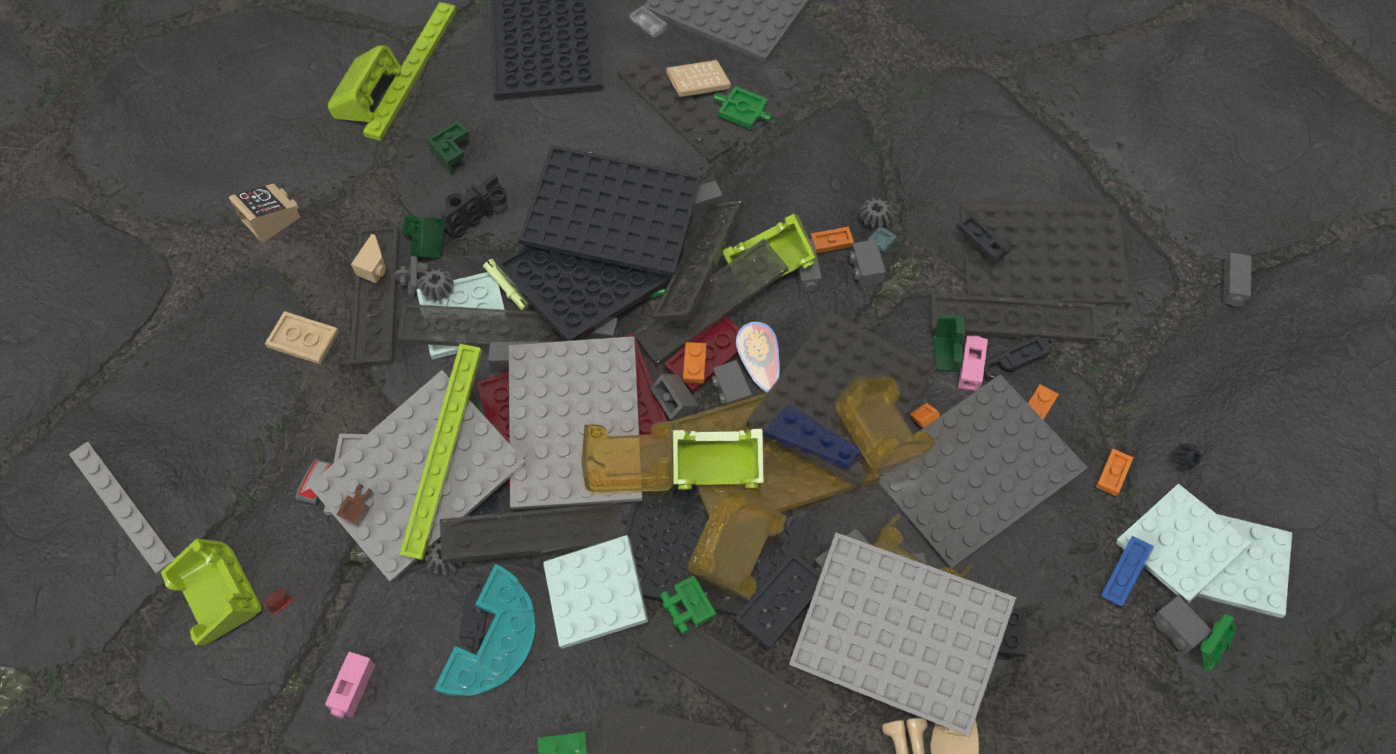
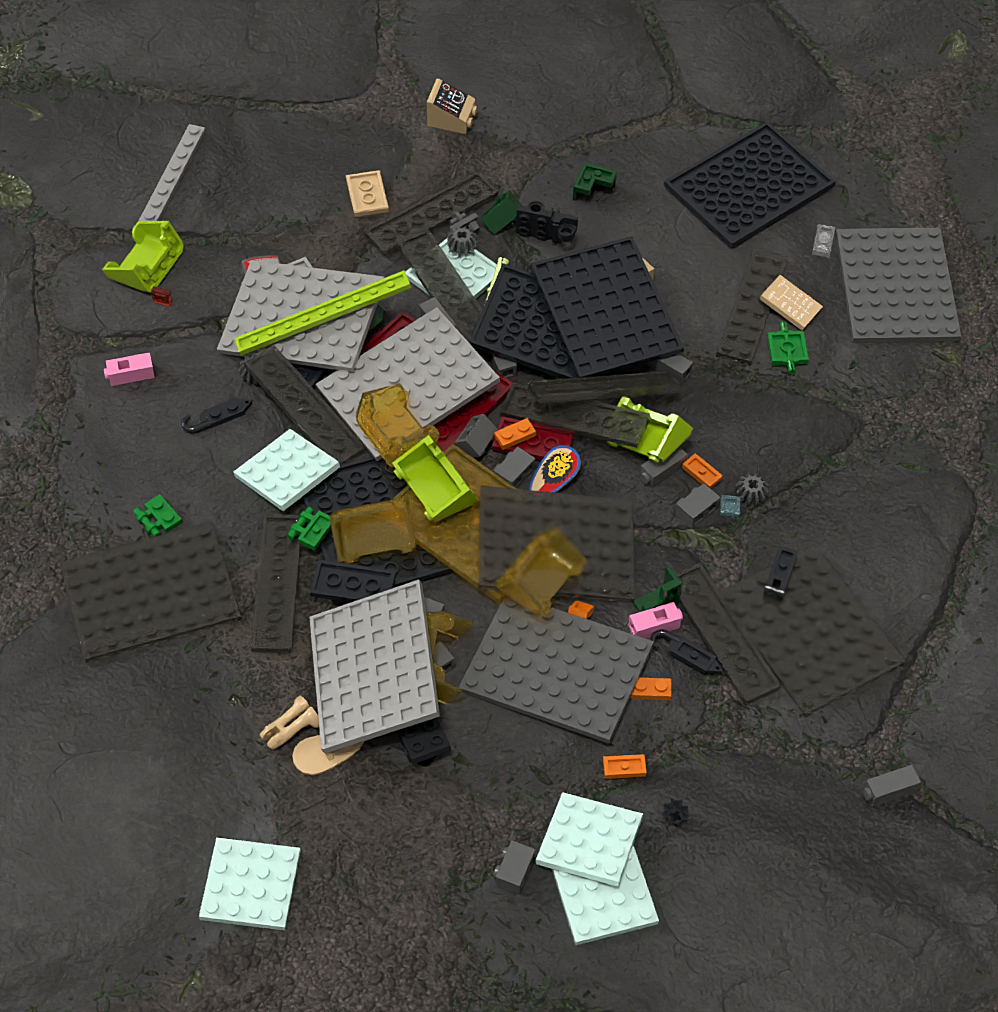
camera: 55 degrees right, 5 degrees down
(352, 95) = (584, 97): lime windscreen -> none
(354, 508) = (249, 292): reddish brown plate -> none
(370, 261) = (453, 191): tan slope -> none
(410, 71) = (648, 119): lime plate -> none
(504, 645) = (215, 438): teal plate -> none
(801, 431) = (493, 531): clear blue wing -> none
(1127, 571) = (534, 807): blue plate -> none
(1218, 642) = (512, 894): green plate -> none

